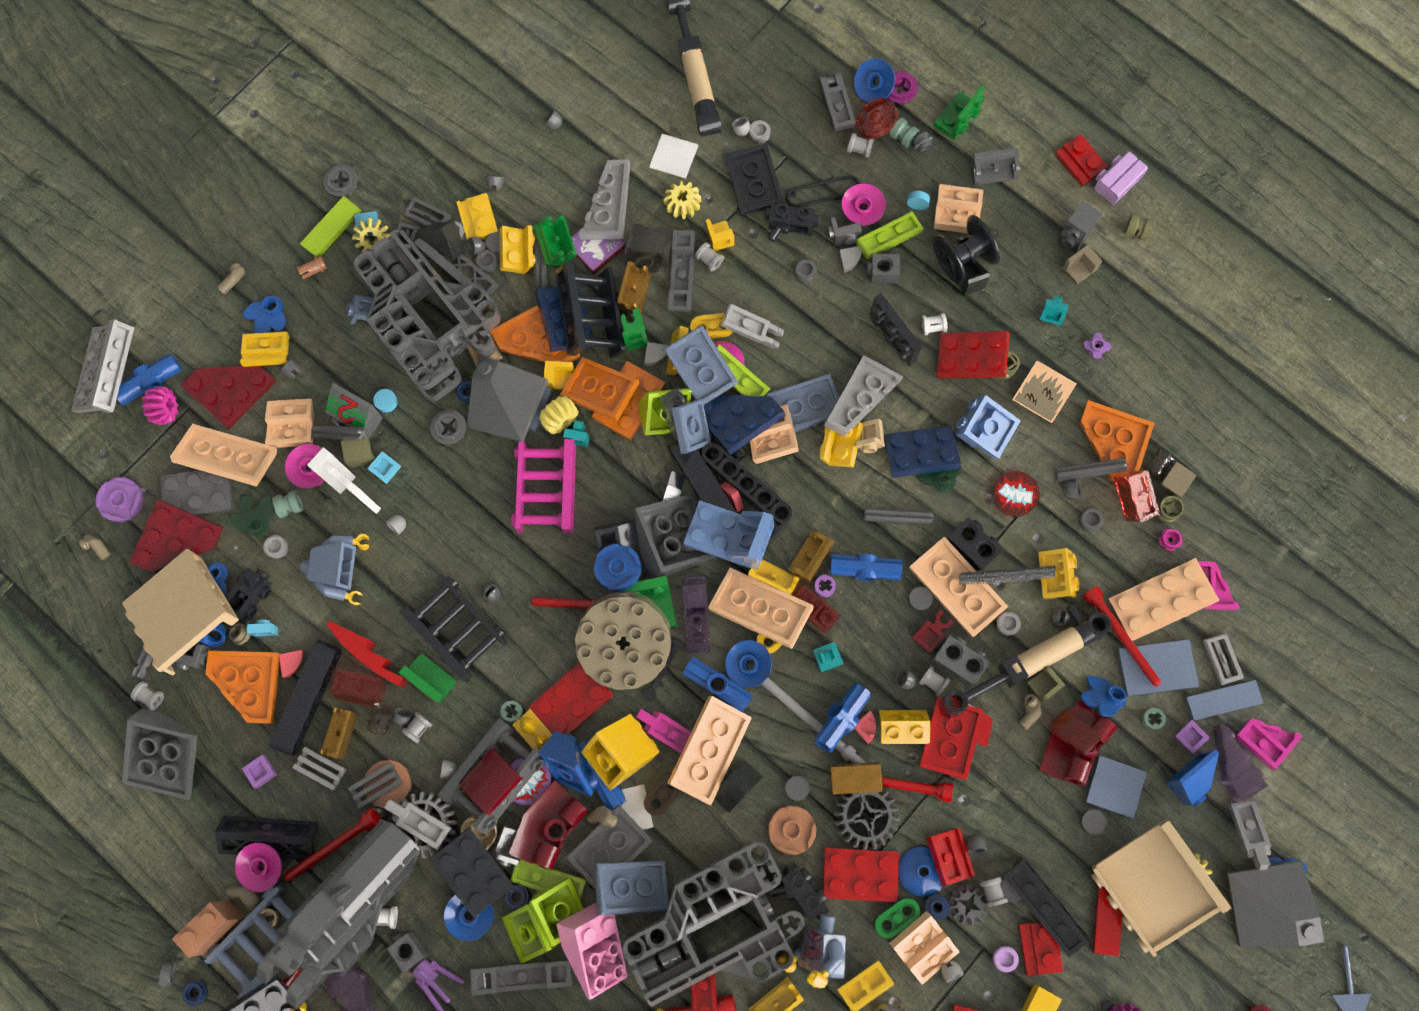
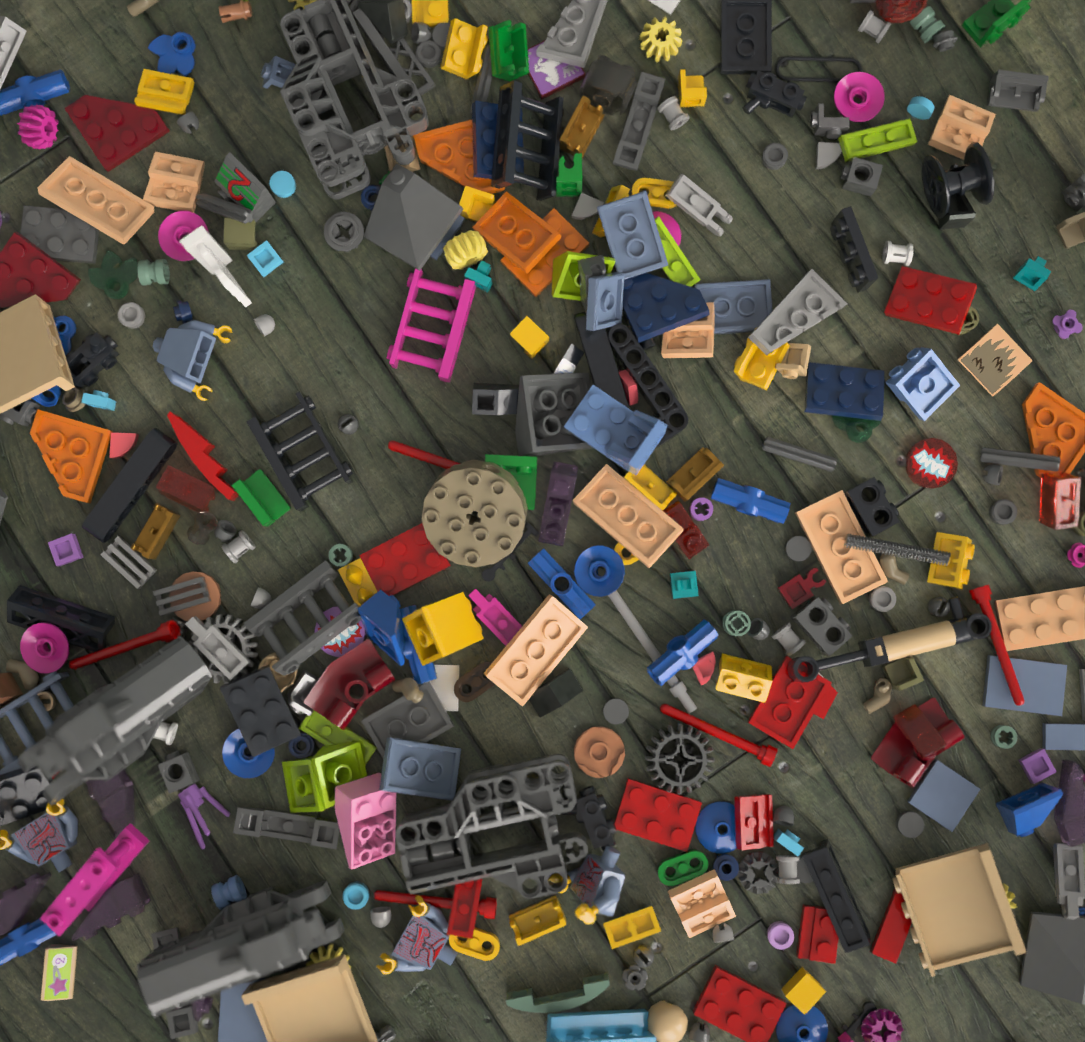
camera: 15 degrees right, 10 degrees up
(321, 531) = (182, 312): none -> dark blue plate
(490, 781) = (301, 625): dark red slope -> none
(617, 567) = (487, 435): blue tile -> none
(634, 475) = (530, 337): none -> yellow panel
(856, 778) = (680, 718): pearl gold hinge -> none
(881, 681) = (734, 626): none -> sand green wheel
(987, 866) = (789, 841): none -> medium azure plate
(1006, 594) = (890, 569): none -> dark tan arm
(1104, 696) = (960, 701): blue plate -> none

